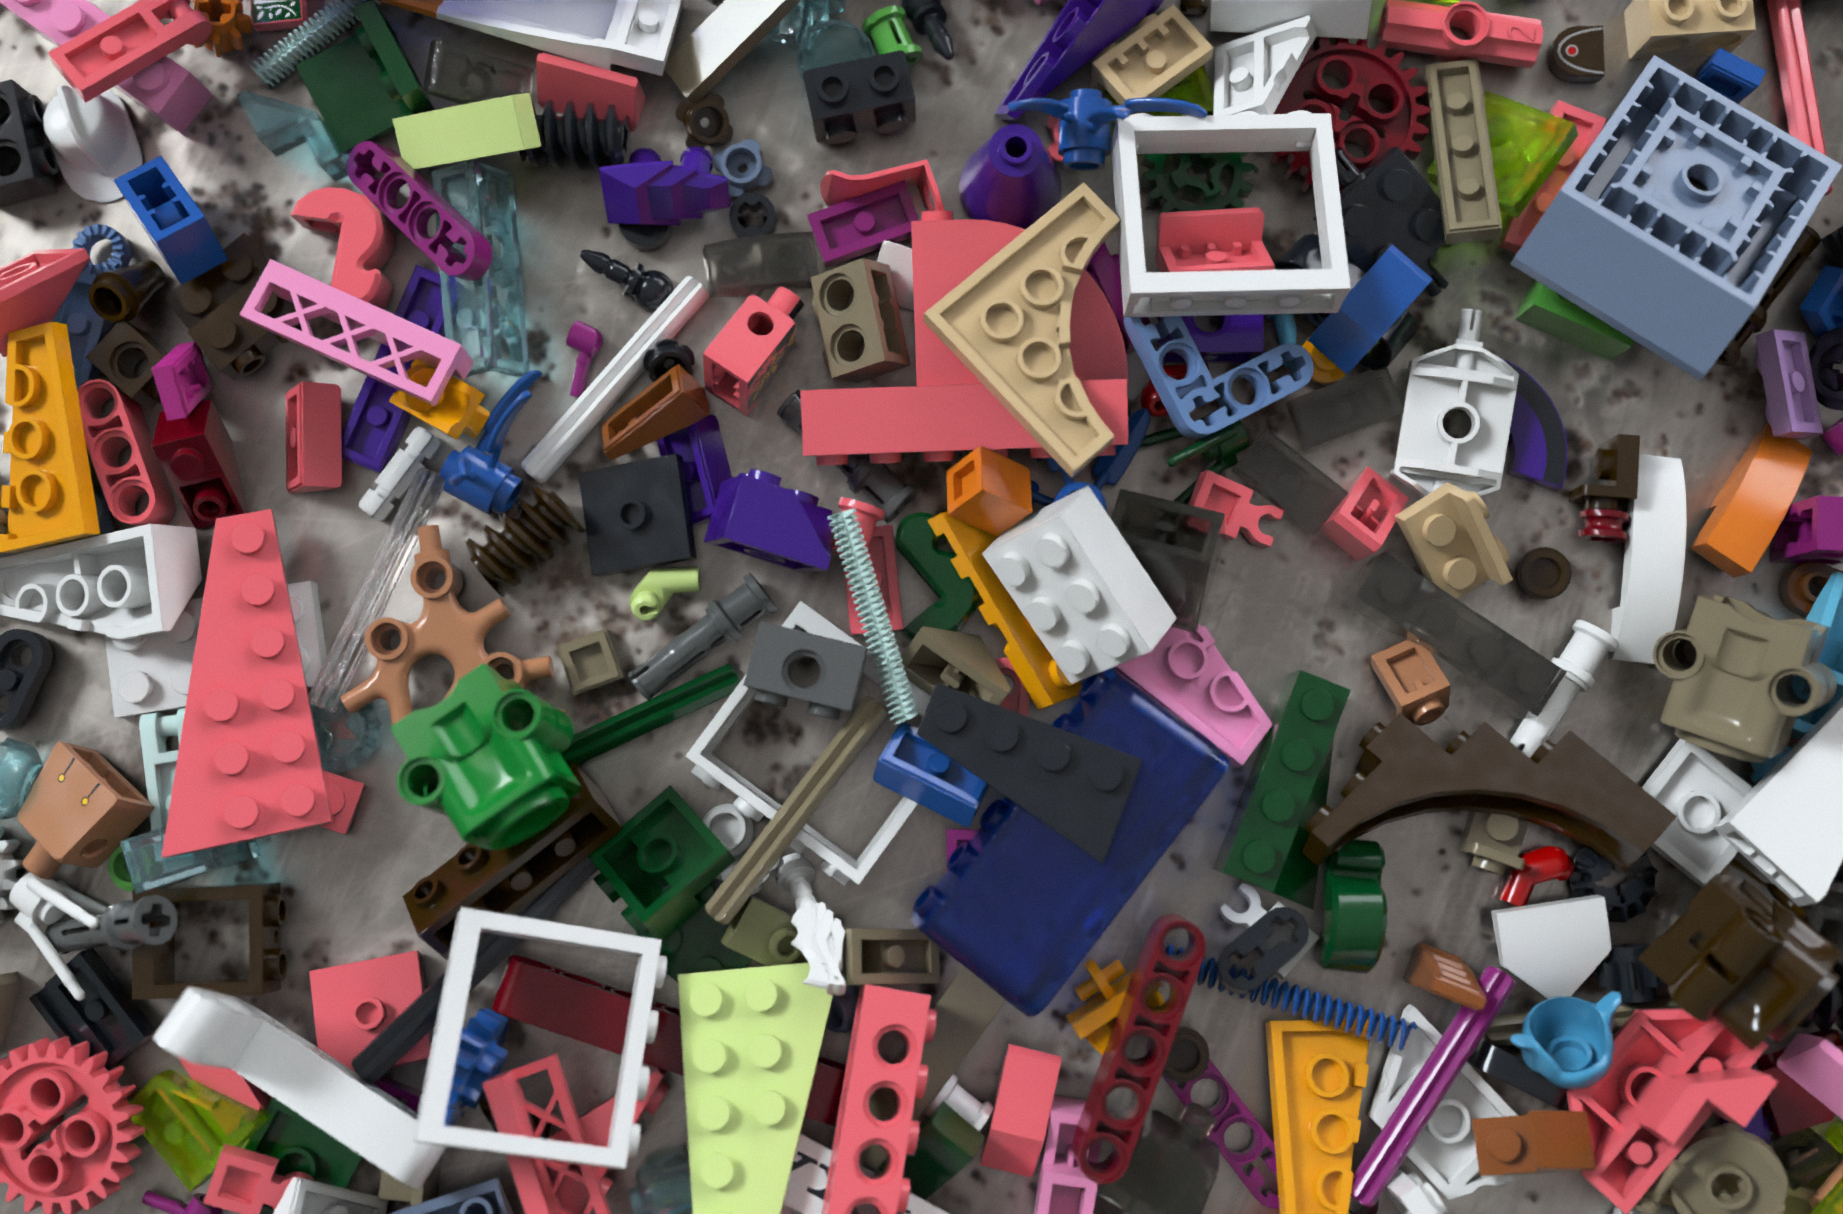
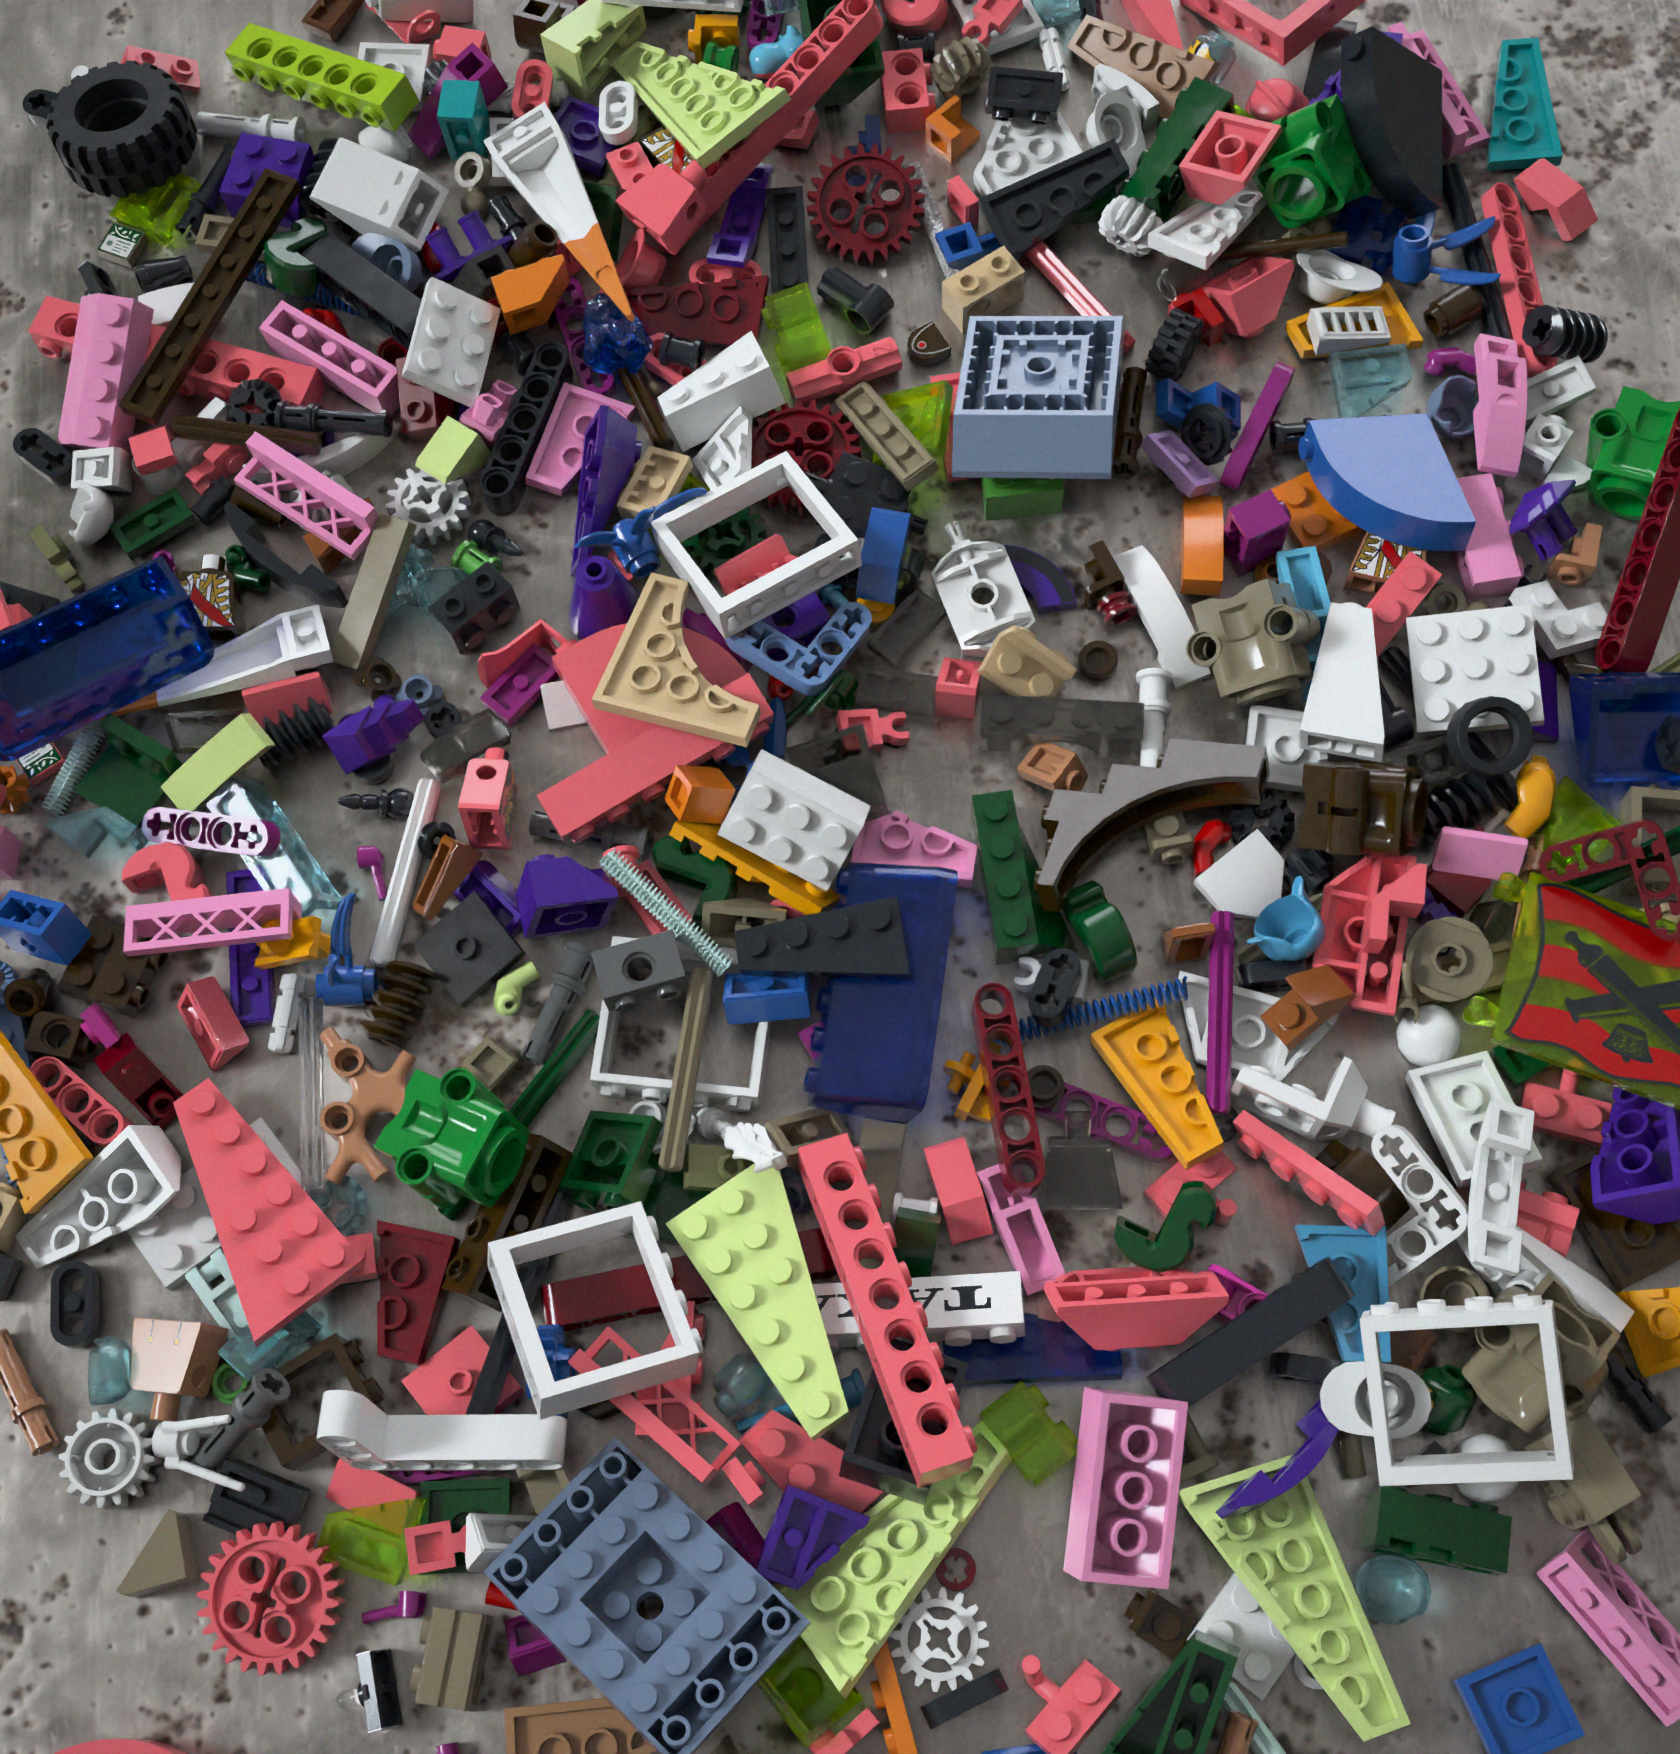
camera: 25 degrees left, 15 degrees down
(381, 861) = (411, 1295): none -> dark red wing
(870, 317) = (557, 736): dark tan brick -> none
(1729, 75) = (1028, 304): blue tile -> none

